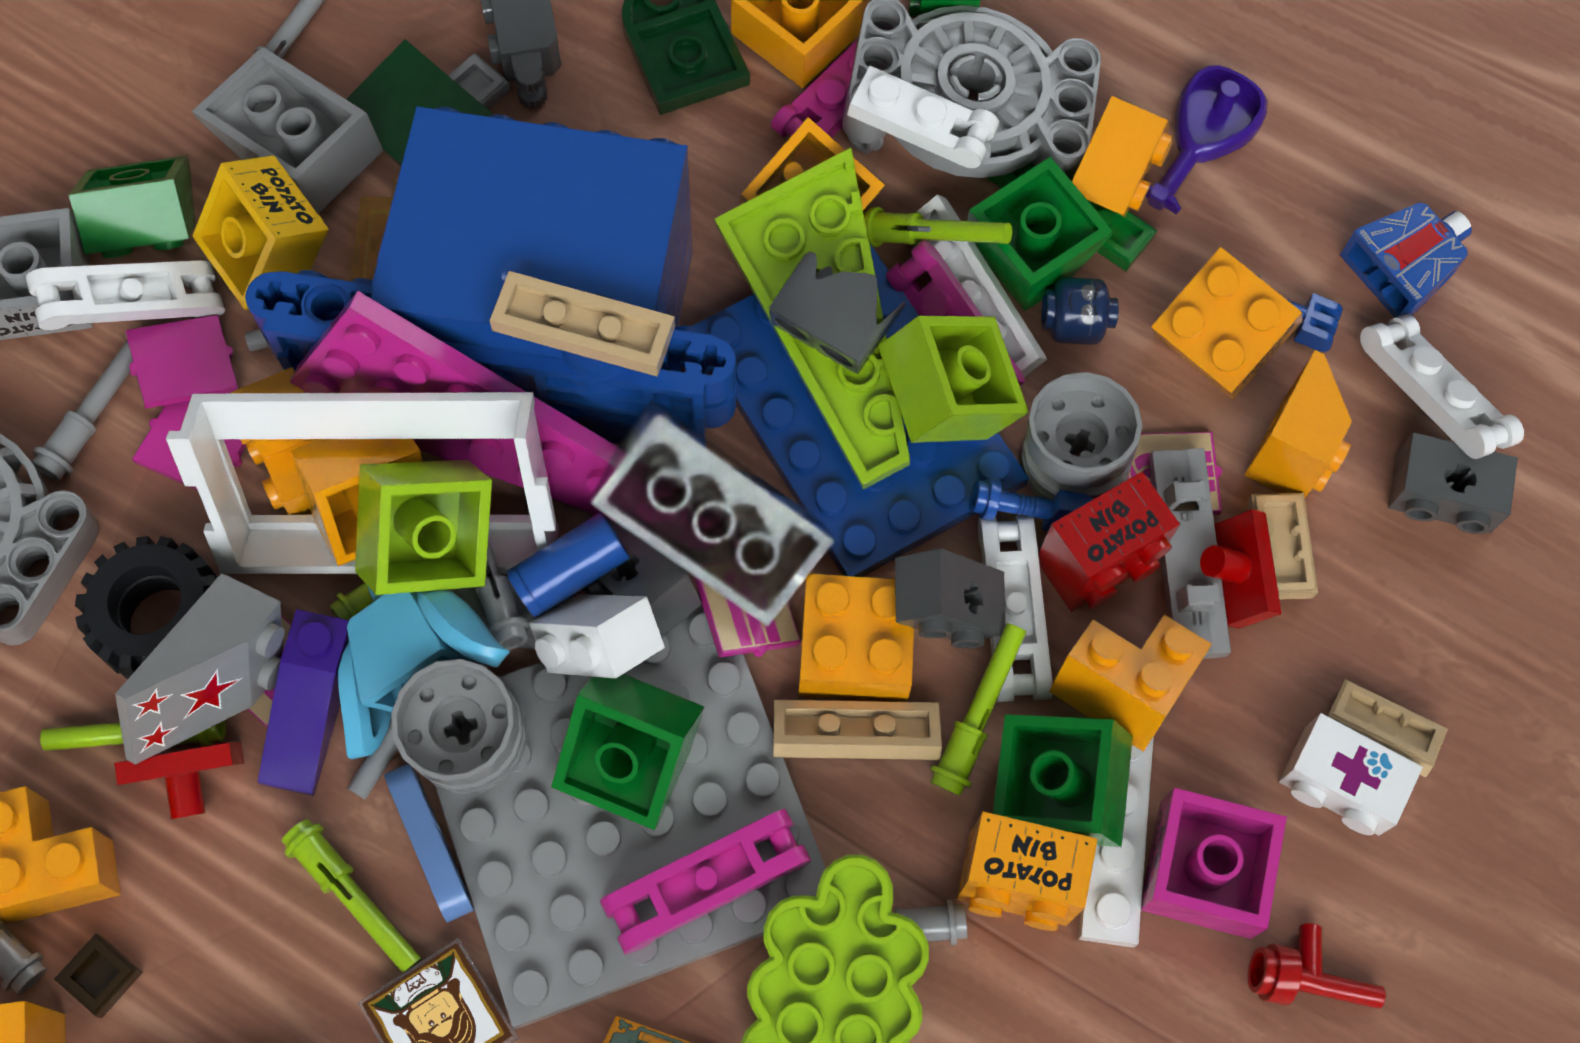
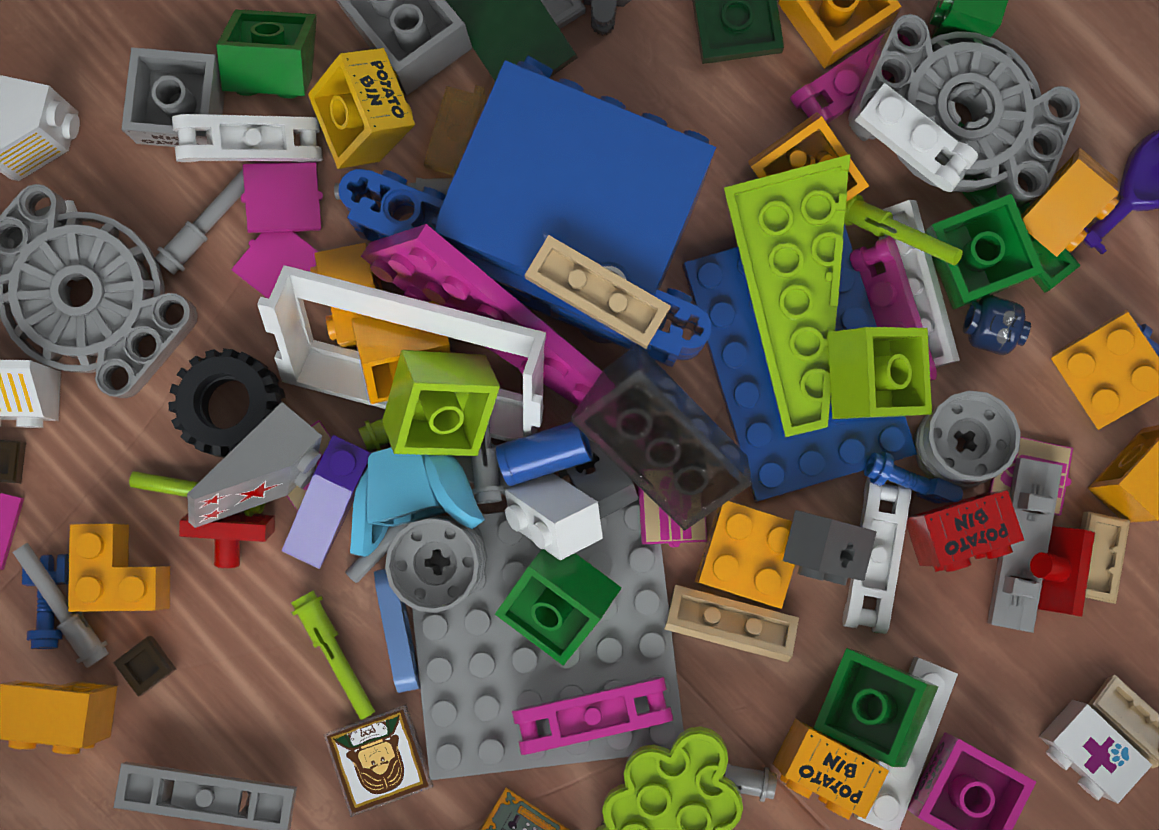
camera: 15 degrees right, 15 degrees up
(832, 312) = (799, 299): dark grey piece -> none
(968, 737) = (814, 650): lime pin -> none
(1130, 684) = (948, 648): light orange brick -> none

